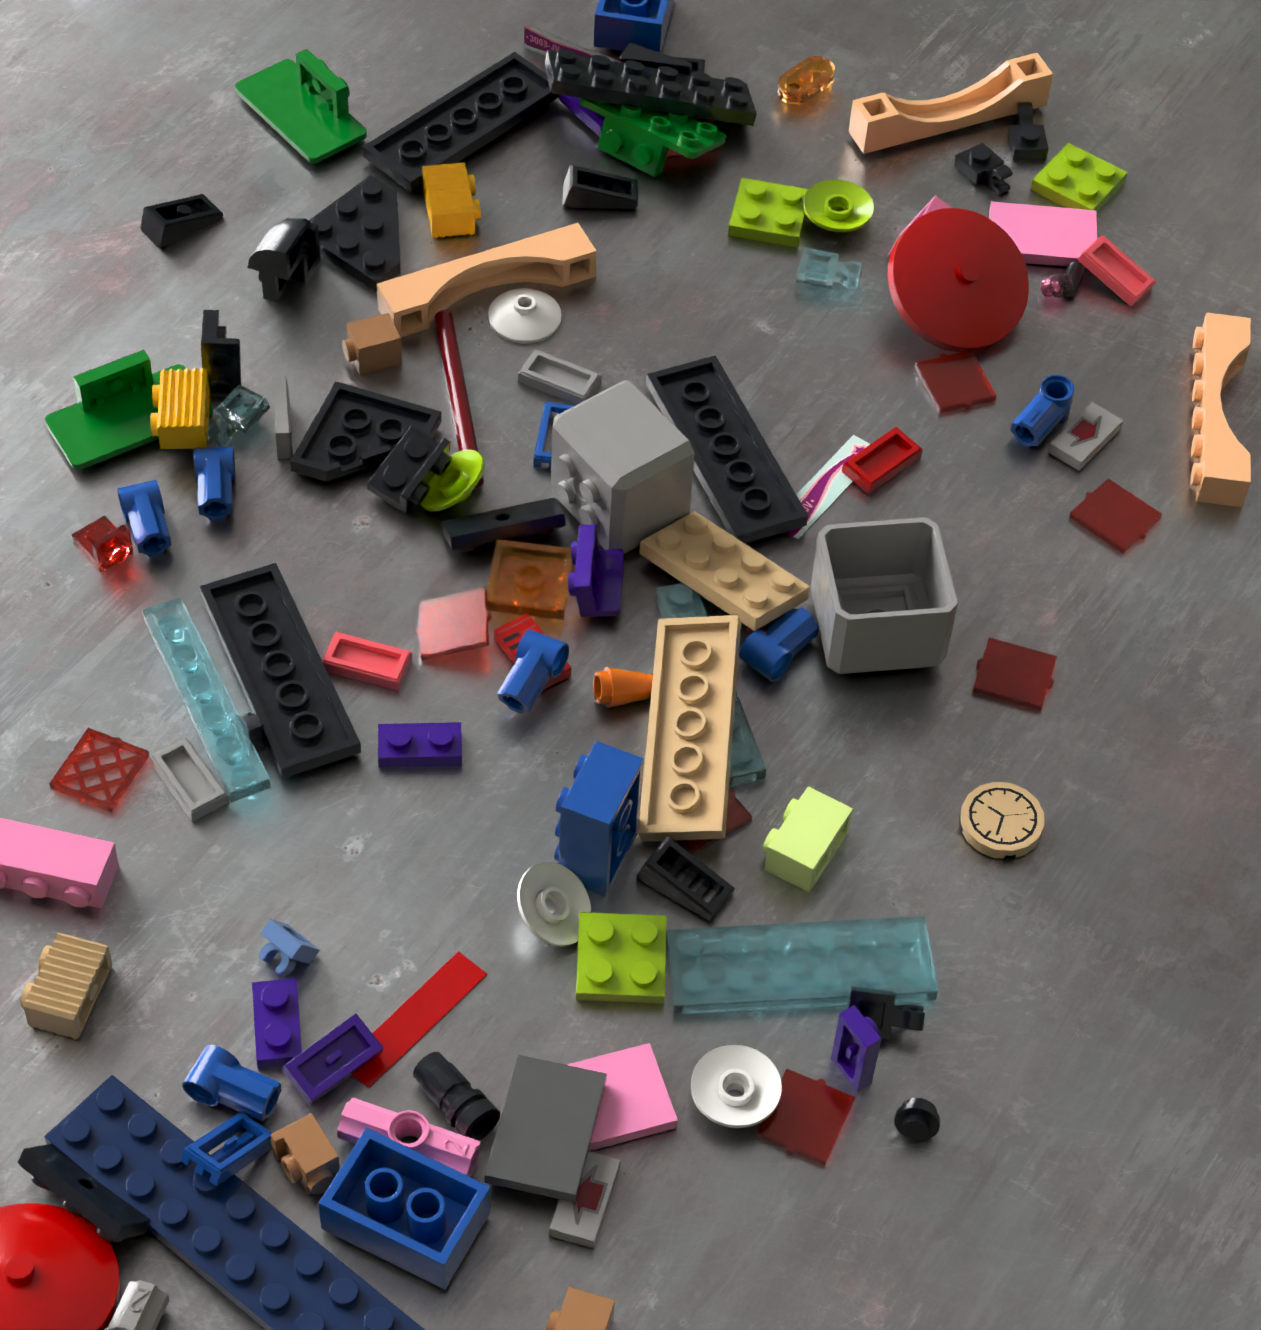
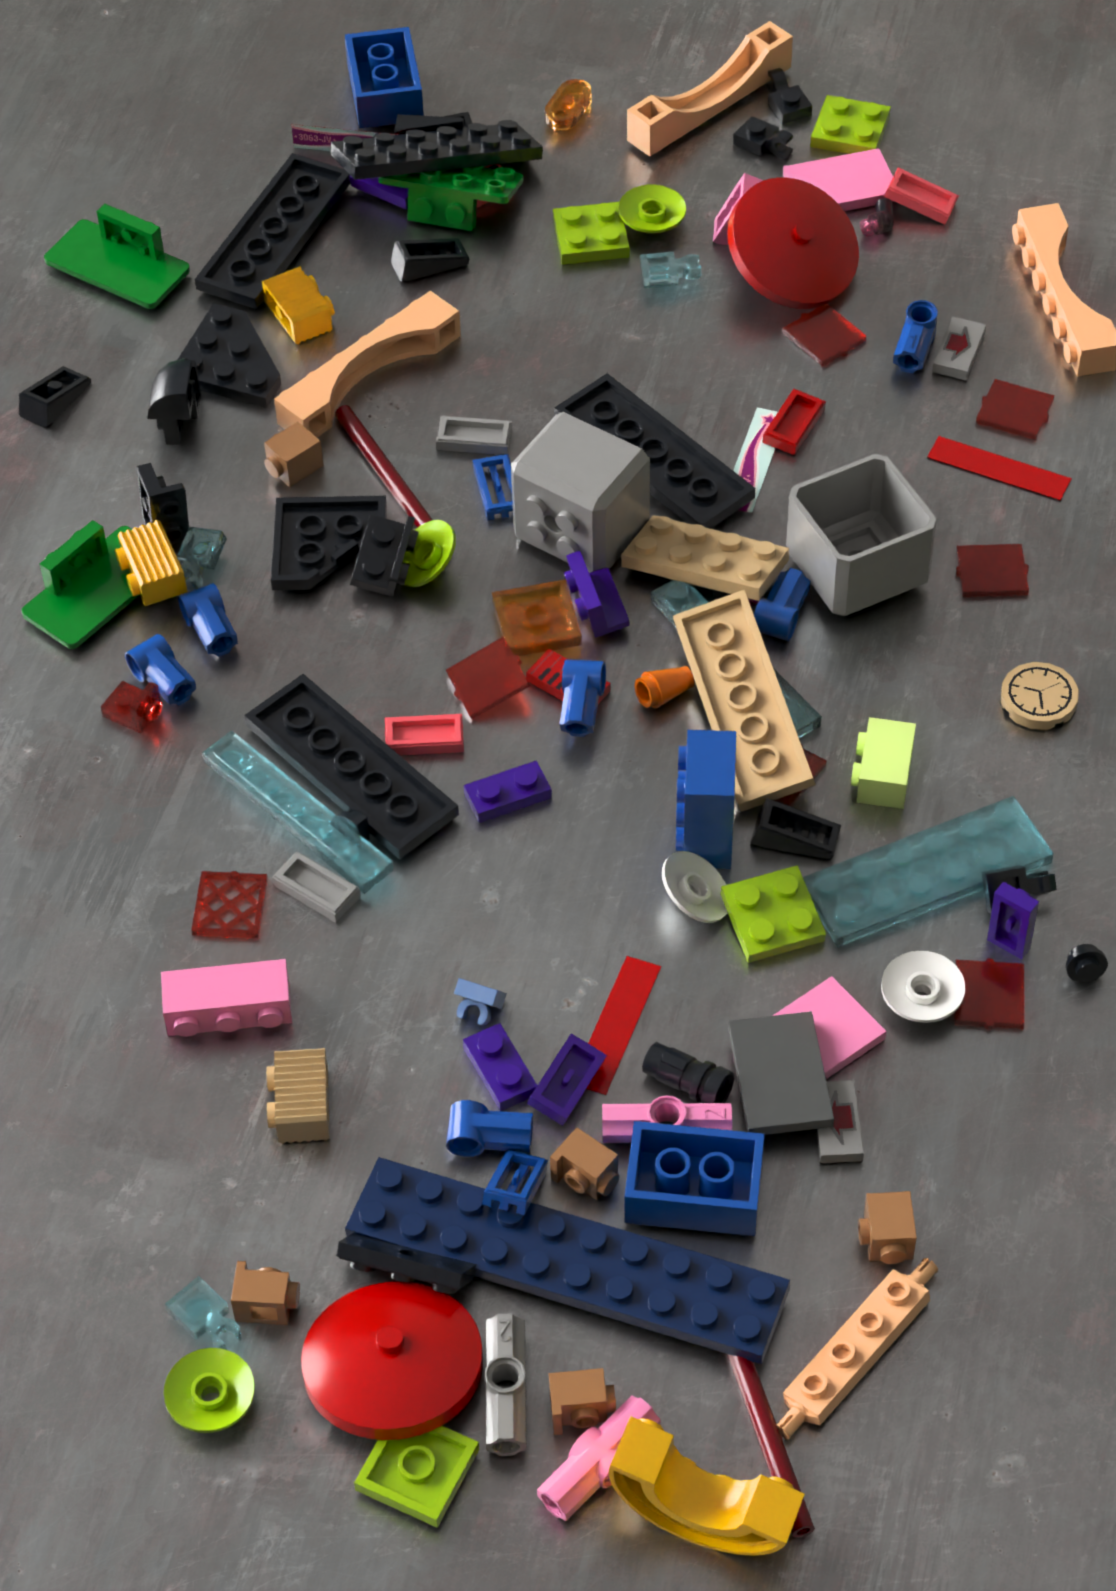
camera: 15 degrees left, 0 degrees up
(282, 417) = (243, 544): light grey tile -> none
(503, 524) = (492, 576): black tile -> none
(524, 316) = (414, 389): white dish -> none
(1072, 571) = (999, 467): none -> red sticker

